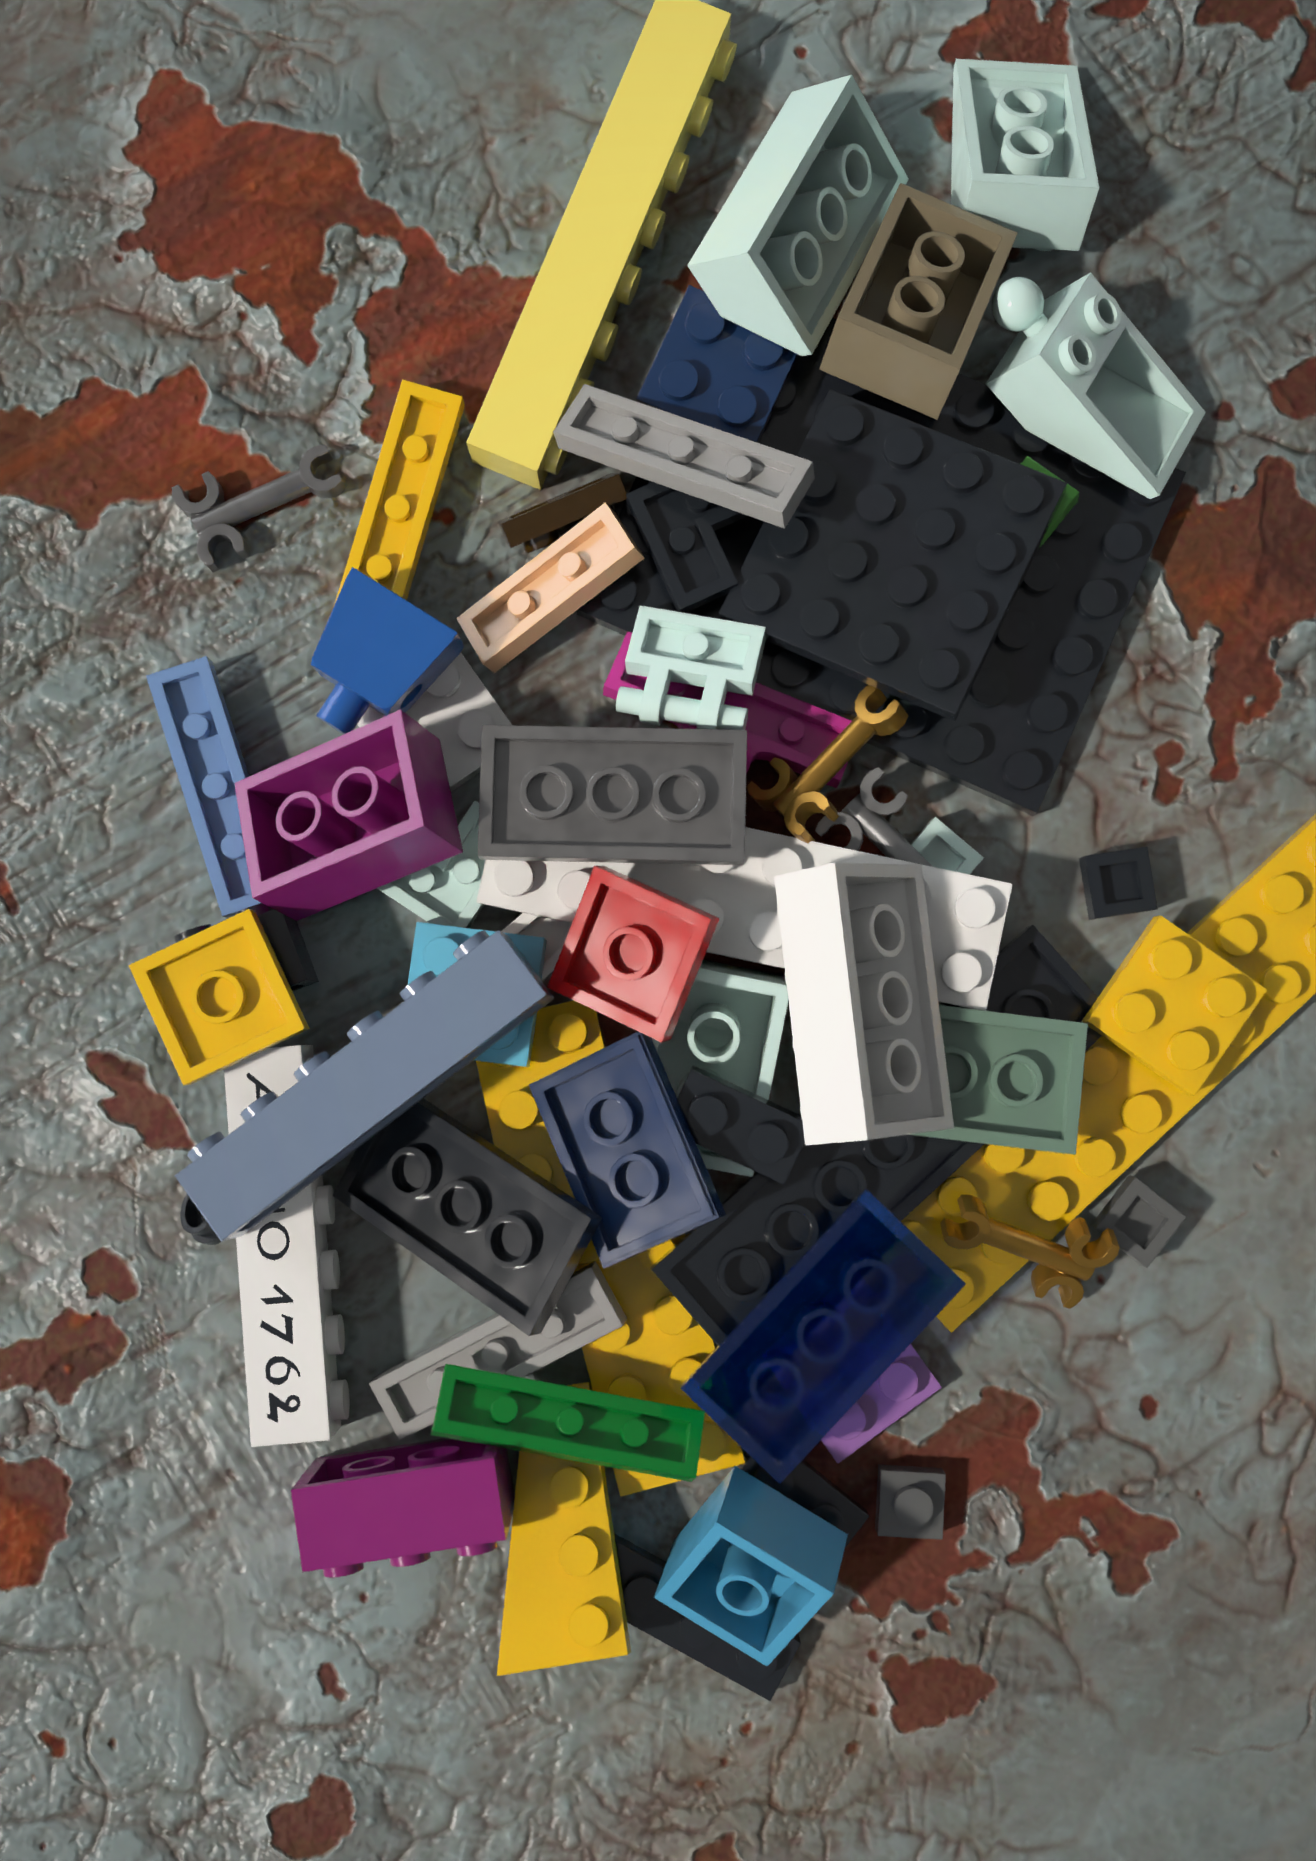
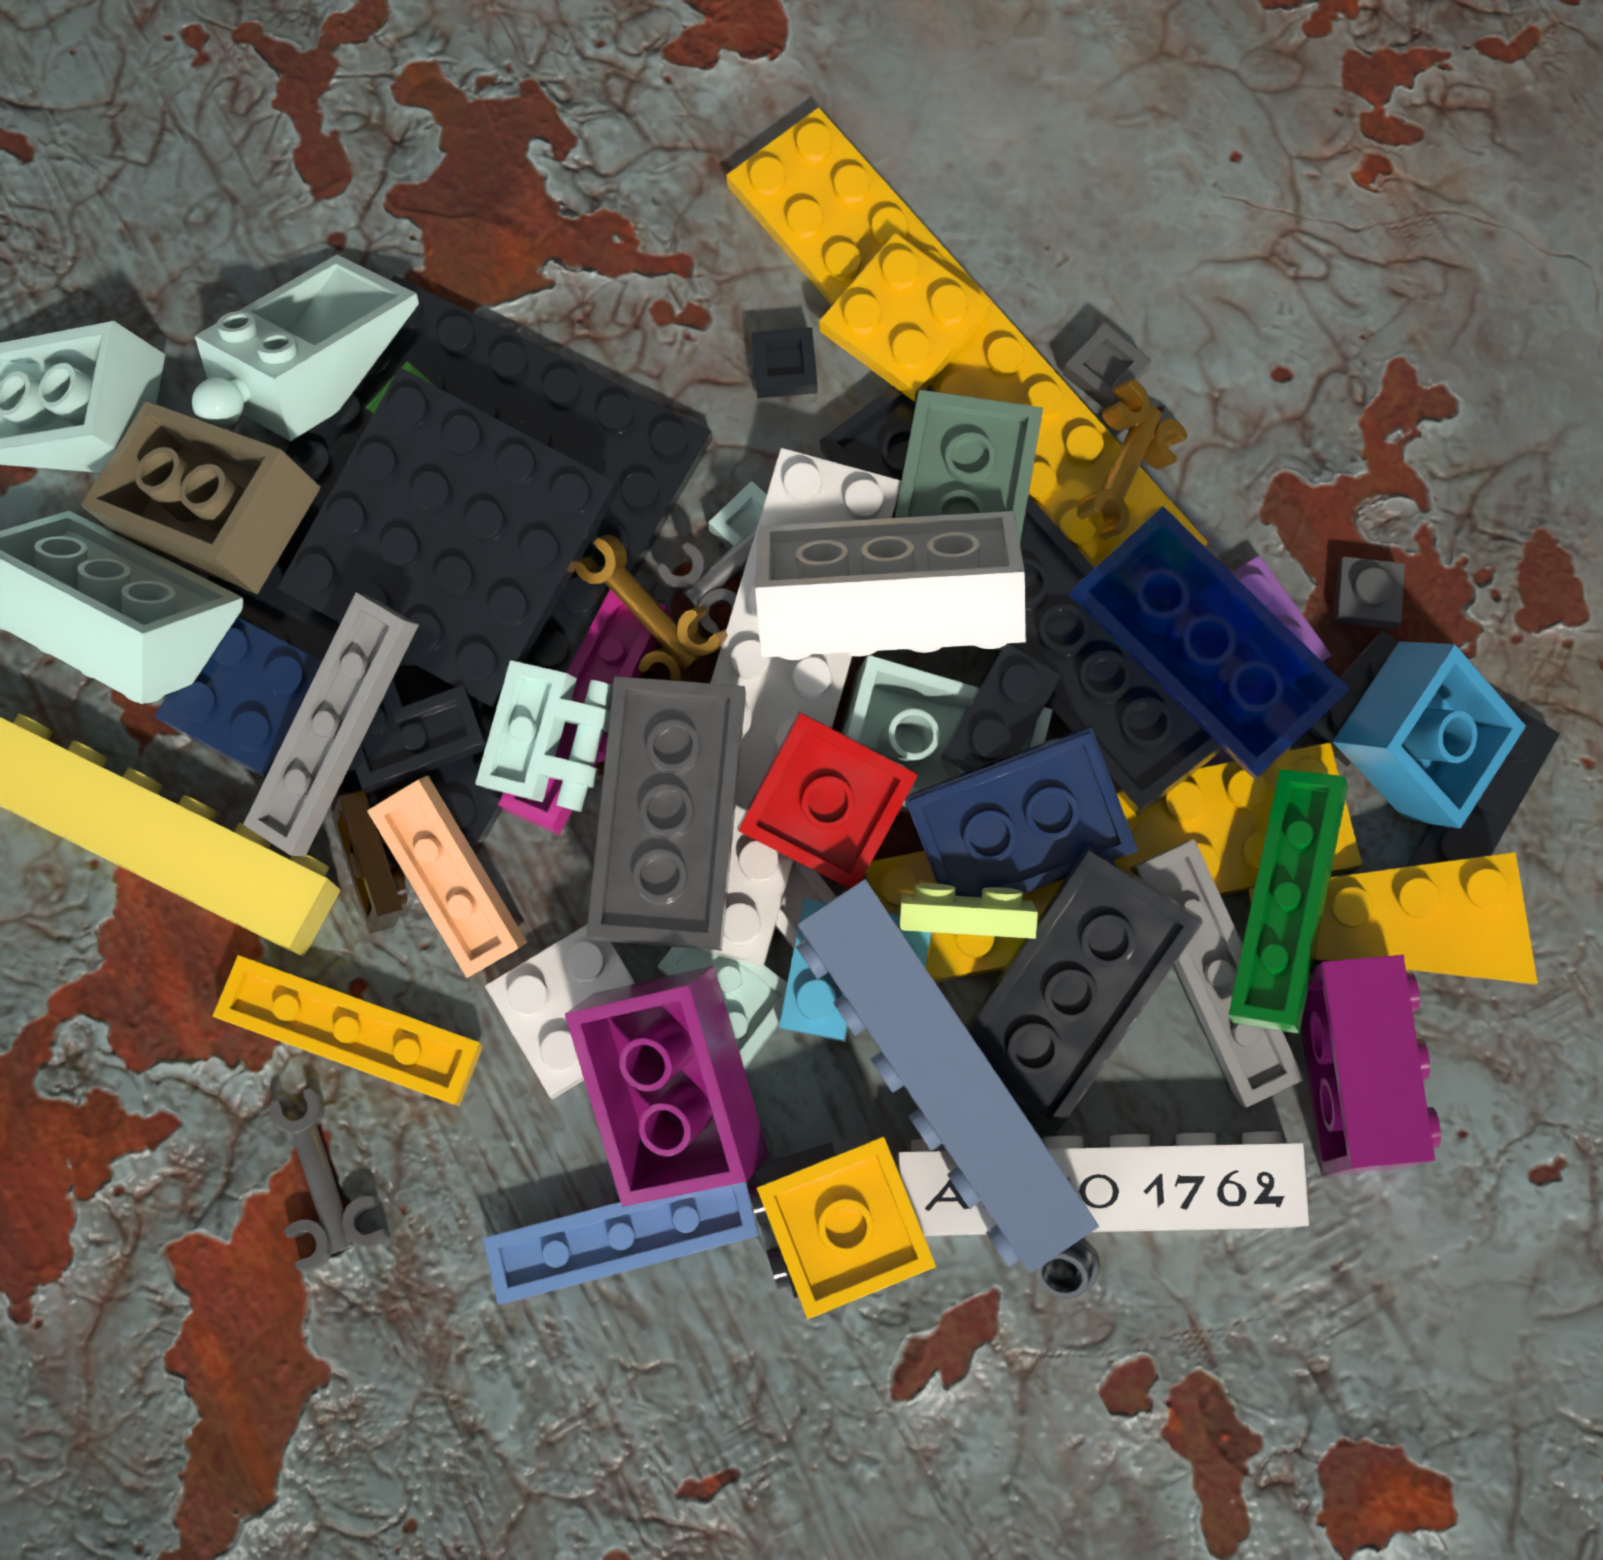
camera: 80 degrees left, 10 degrees down
(378, 652) = (500, 1047): blue torso -> none
(525, 1119) = (994, 914): none -> yellowish green plate

